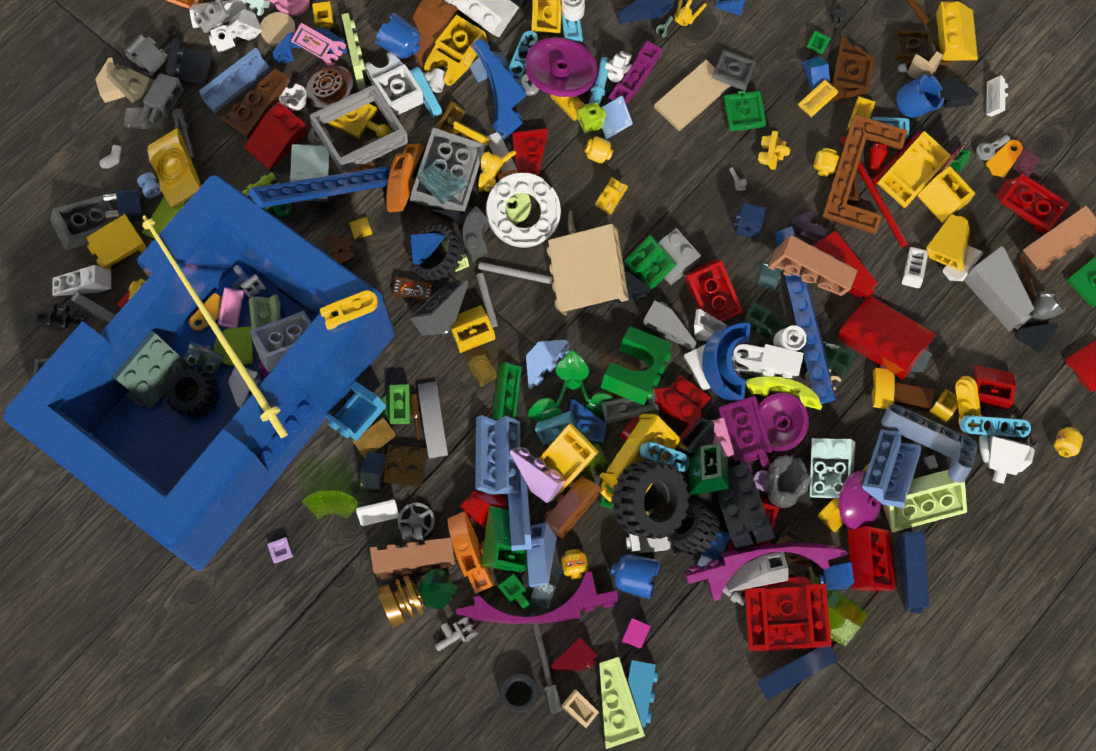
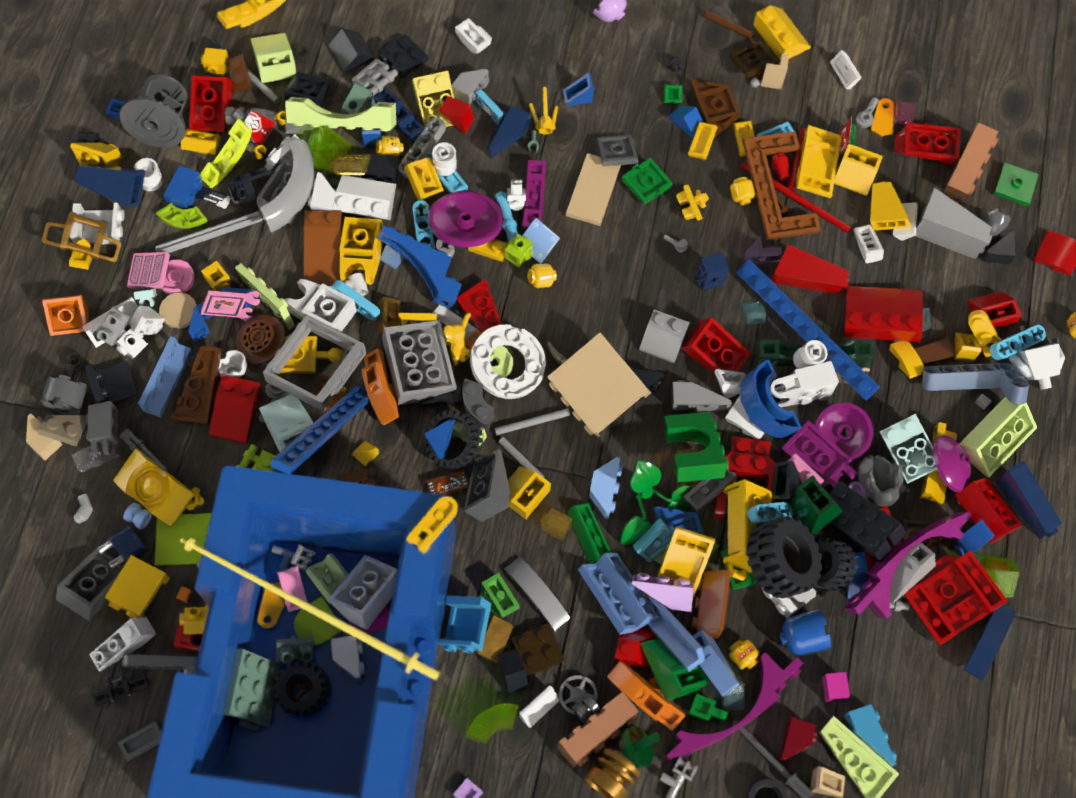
camera: 35 degrees left, 5 degrees down
(399, 37) = (304, 262): blue cylinder -> none
(415, 412) = (518, 596): reddish brown piece -> none
(441, 183) = (423, 373): clear light blue wing -> none
(611, 196) = (578, 310): yellow hips -> none
(650, 262) = (648, 350): green slope -> none
(764, 385) = (809, 408): neon yellow slope -> none
(813, 266) = (791, 282): nougat wedge -> none
(891, 469) = (961, 422): medium blue slope -> none
(919, 96) = (787, 99): blue cylinder -> none
(956, 94) = (809, 83): black slope -> none

